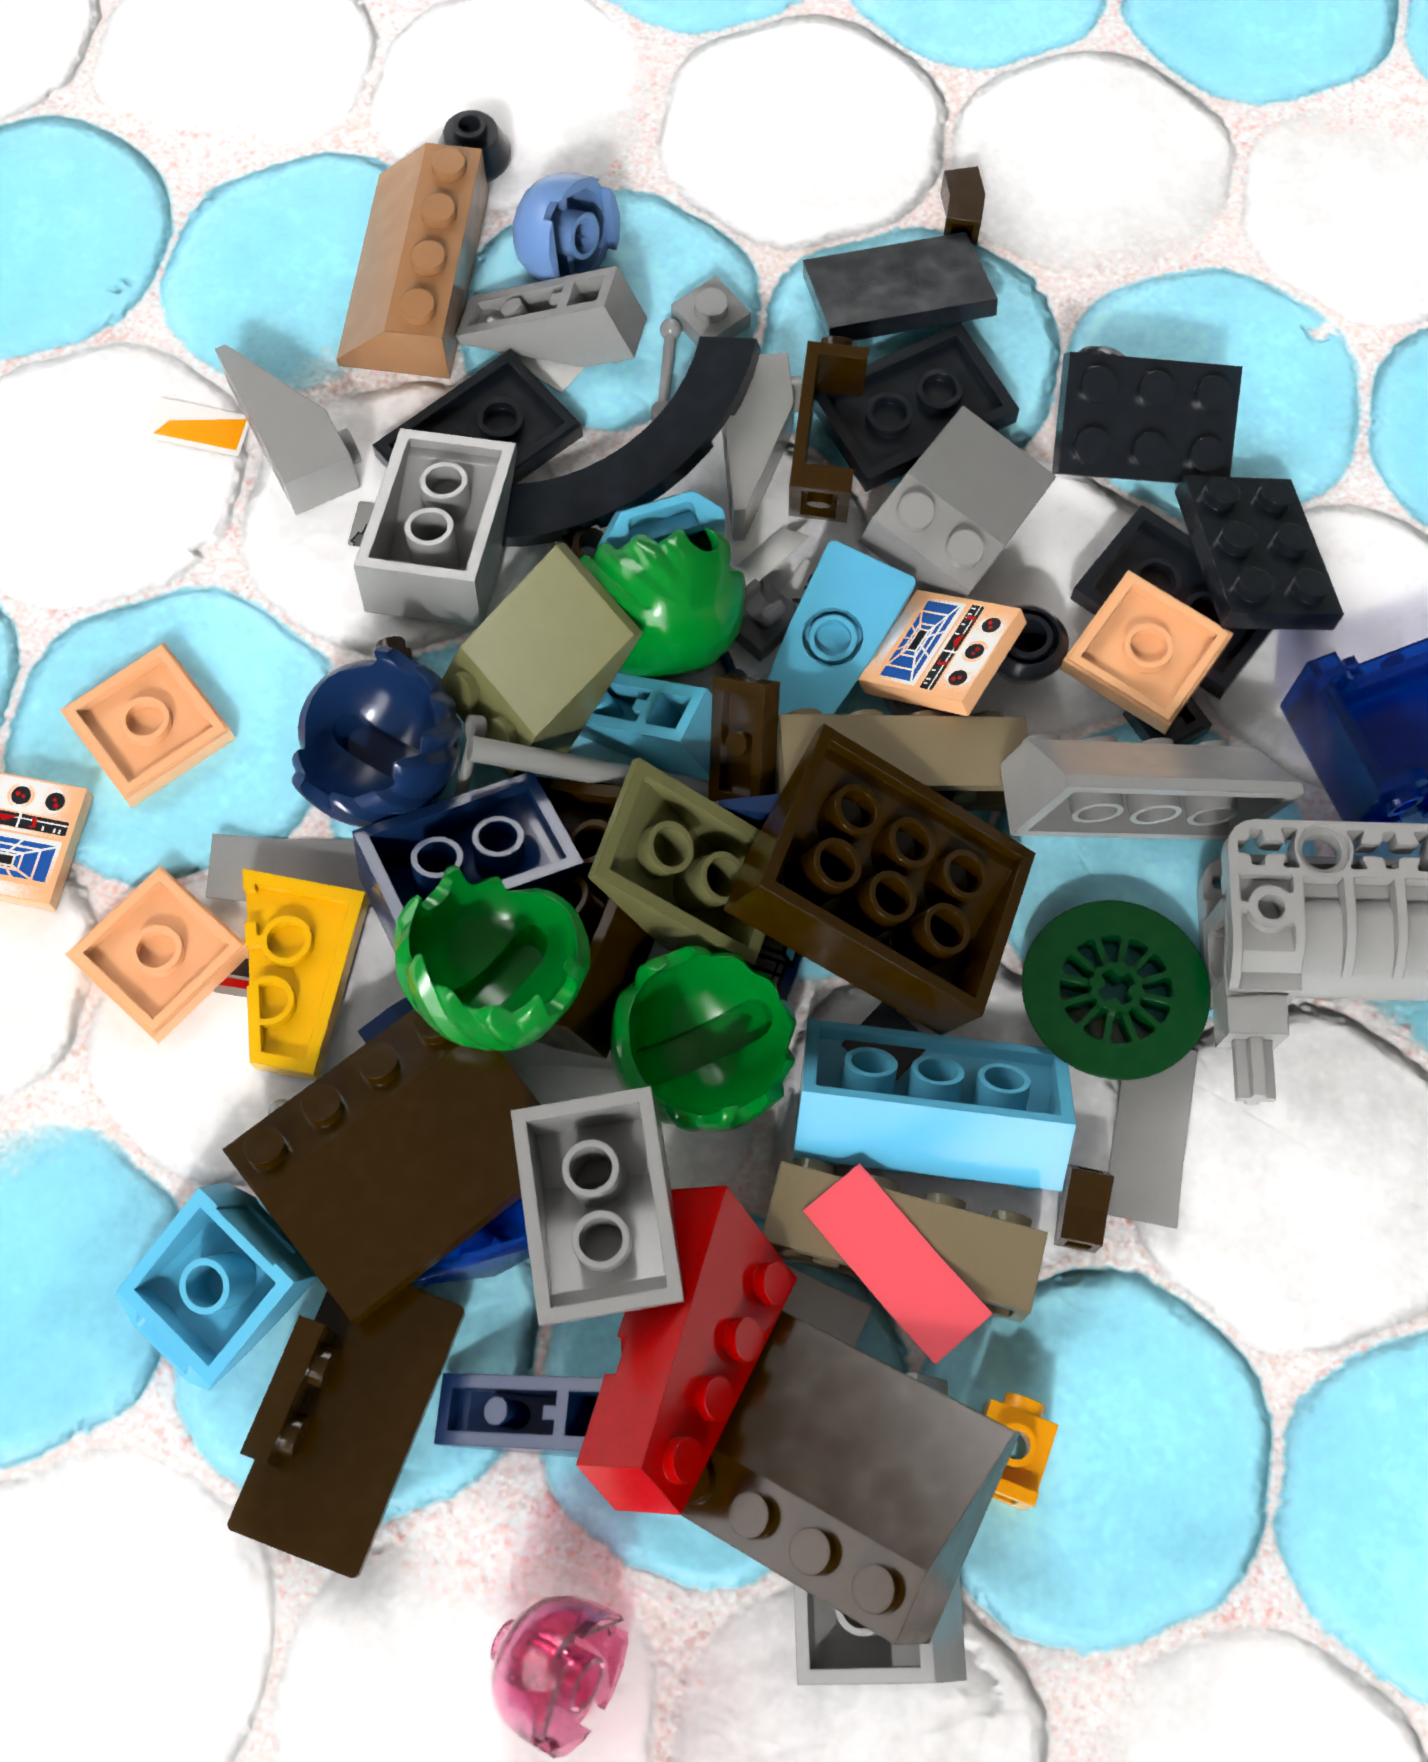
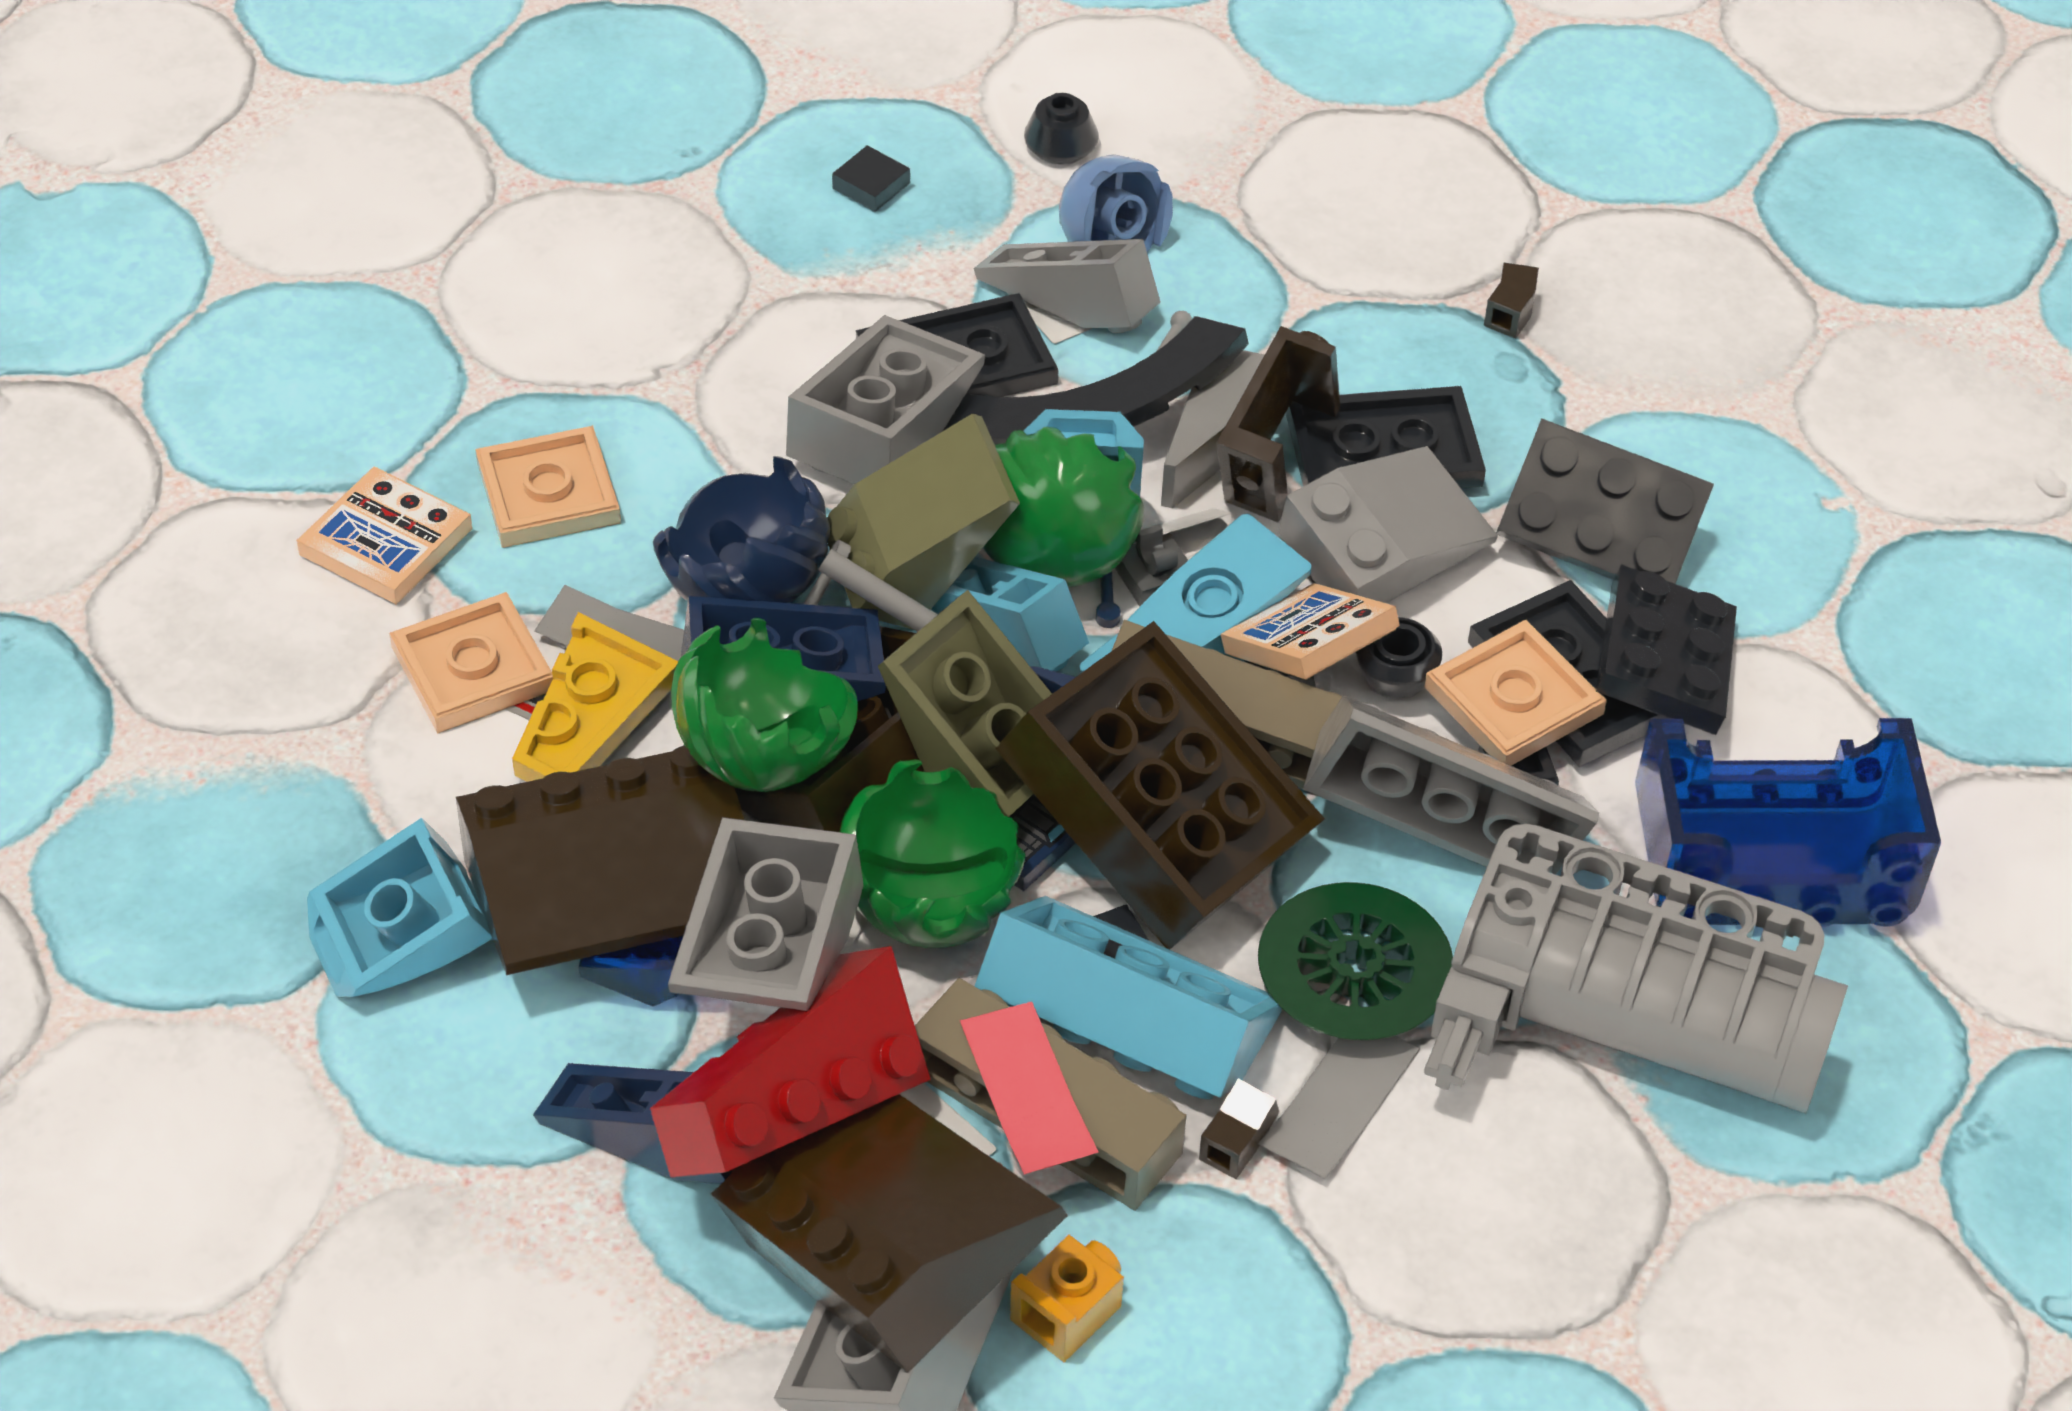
camera: 20 degrees right, 20 degrees down
(198, 427) = (705, 277): sticker -> none
(294, 434) = (787, 301): light grey slope -> none
(313, 261) = (871, 178): none -> black tile
(342, 1427) = (456, 1059): dark brown bracket -> none
(416, 263) = (968, 203): medium nougat slope -> none
(554, 1667) = (562, 1309): clear pink cylinder -> none
(711, 312) = (1229, 308): light grey plate -> none
(743, 737) = (1087, 624): dark brown plate -> none
(899, 287) = (1417, 344): black tile -> none

